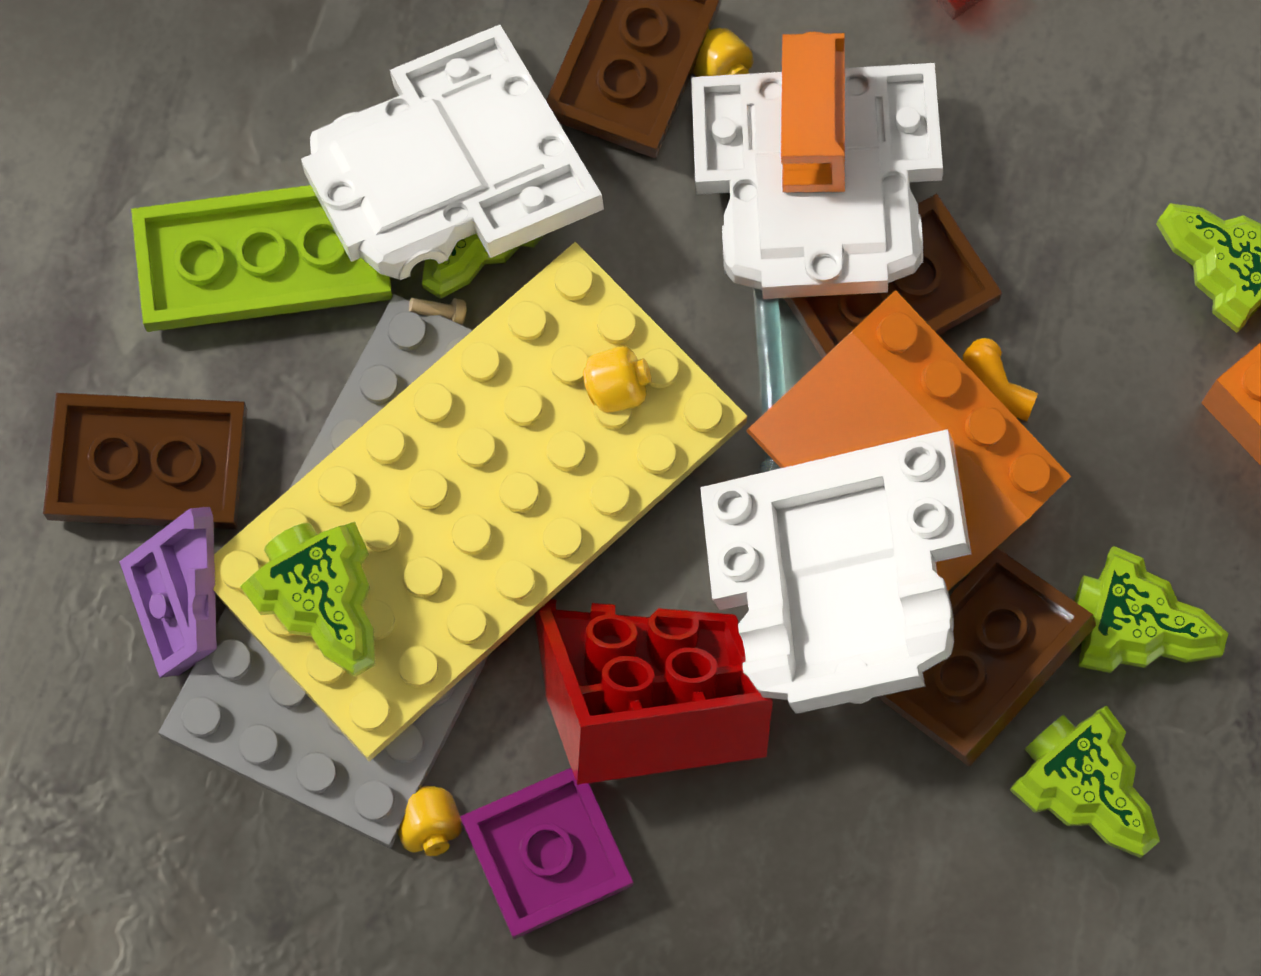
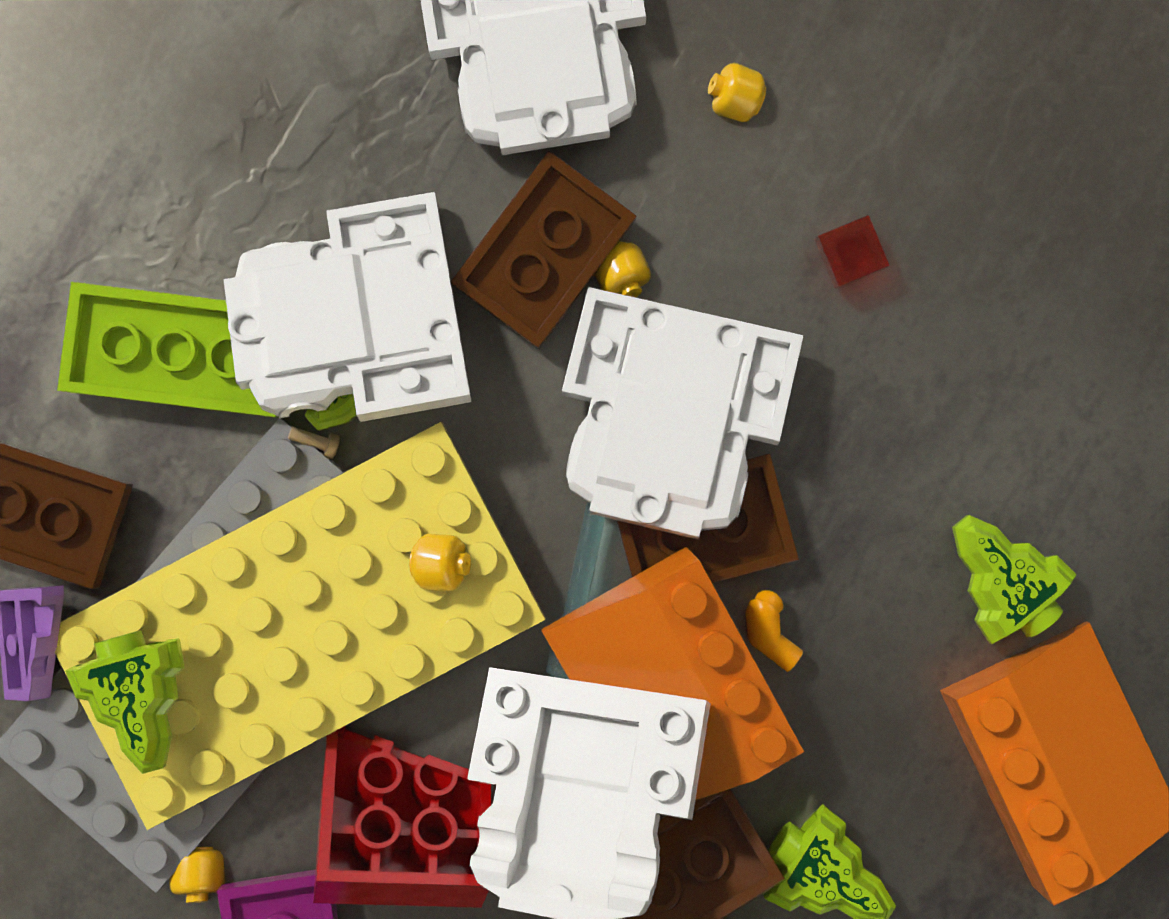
camera: 15 degrees right, 15 degrees up
(813, 112) = (679, 362): orange window -> none

